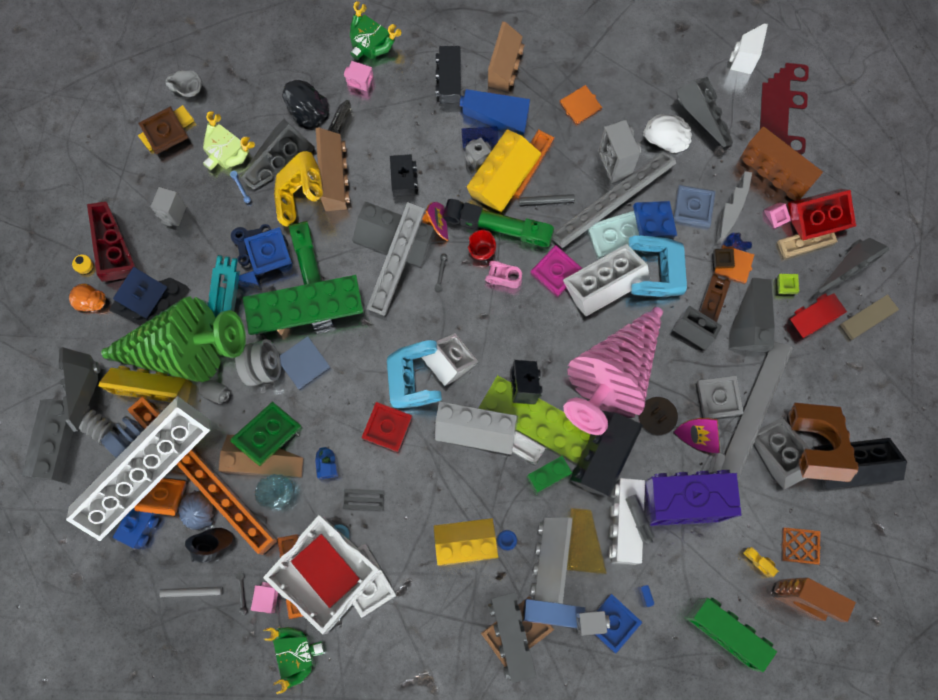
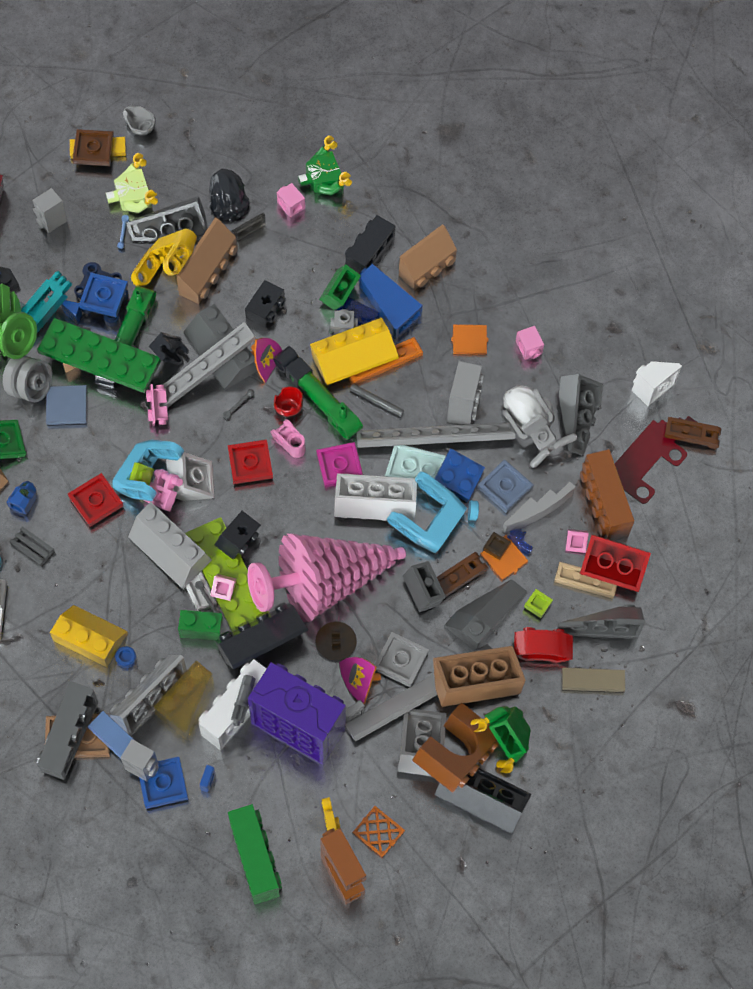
camera: 30 degrees right, 10 degrees down
(353, 264) = (167, 348): none -> black hinge
(374, 310) = (157, 413): none -> bright pink hinge
(412, 383) = (141, 473): none -> lime plate
(446, 386) = (165, 495): none -> bright pink plate
(453, 124) = (339, 287): none -> green brick
(487, 314) = (250, 461): none -> red plate
(523, 443) = (199, 585): none -> dark grey hinge
(544, 431) = (223, 587): none -> bright pink slope
(631, 78) = (529, 343): none -> bright pink brick
(687, 241) = (473, 510): none -> medium azure tile
(697, 145) = (539, 431): none -> light grey piece
(791, 373) = (477, 676): none -> medium nougat slope
(800, 73) = (692, 432): none -> reddish brown plate
(849, 402) = (510, 731): none -> green torso

